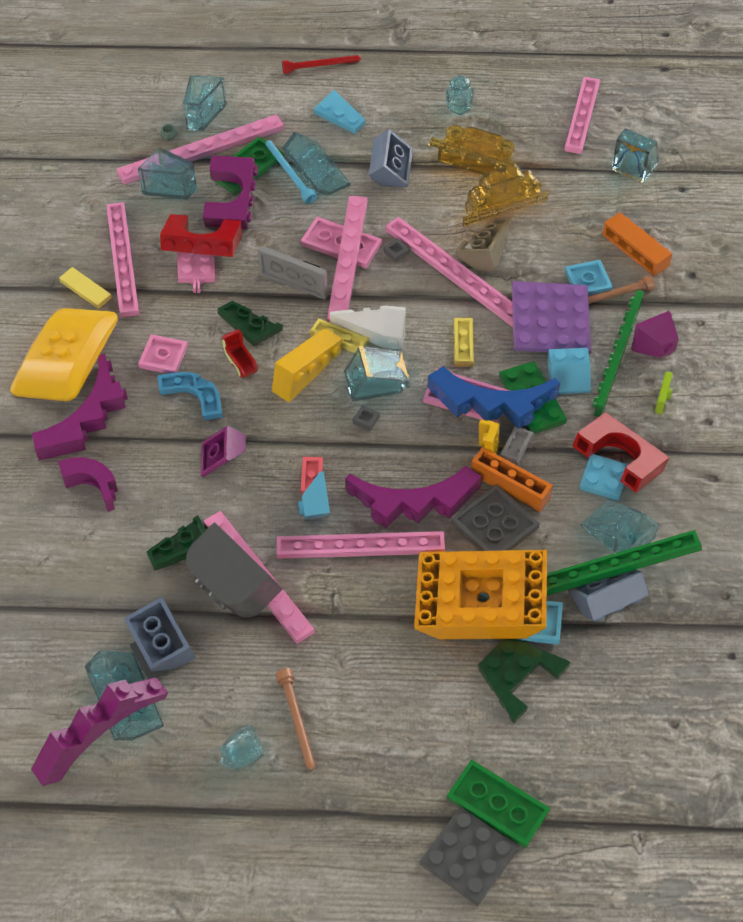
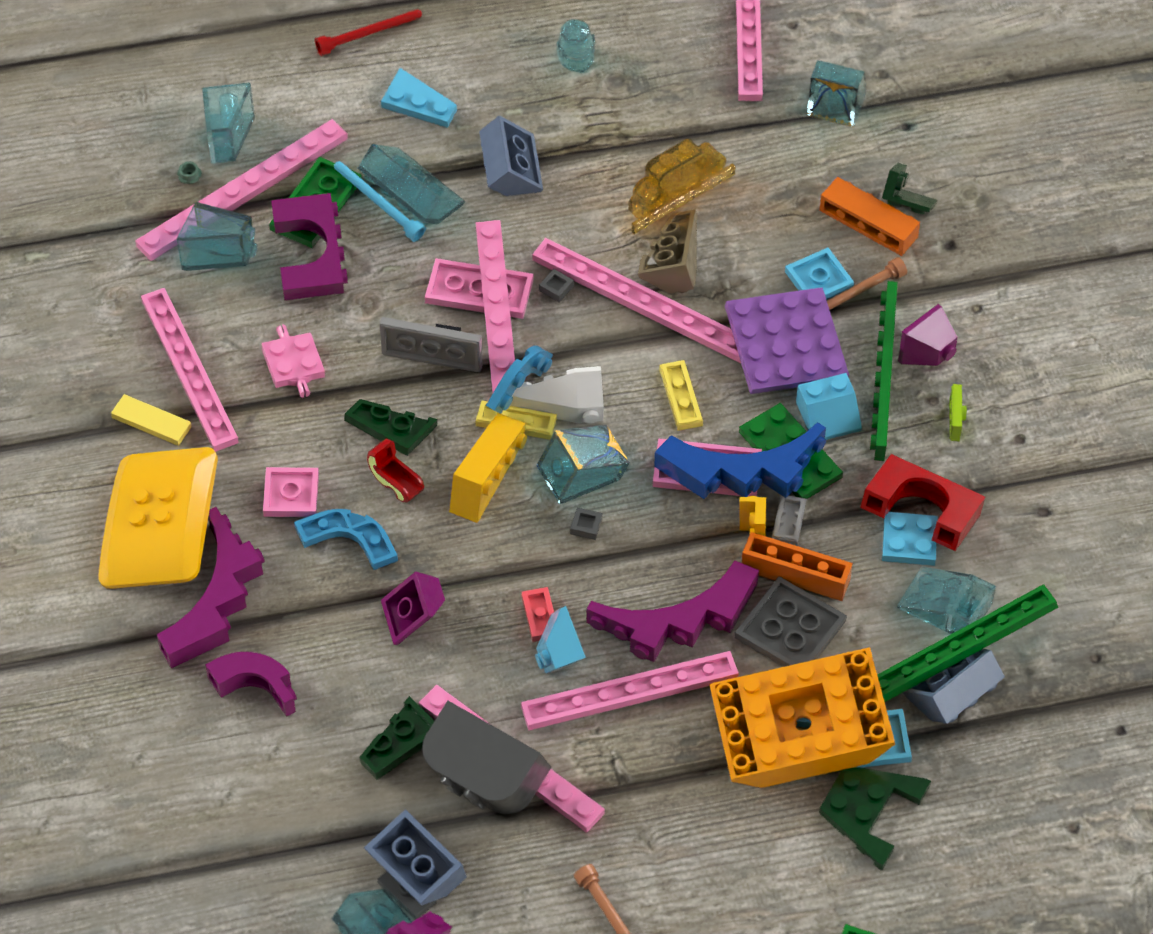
camera: 15 degrees left, 0 degrees up
(177, 238) = (316, 324): red arch -> none
(359, 296) = (535, 361): none -> dark azure plate
(474, 149) = (622, 123): clear yellow brick -> none
(661, 221) = (897, 196): none -> dark green bracket

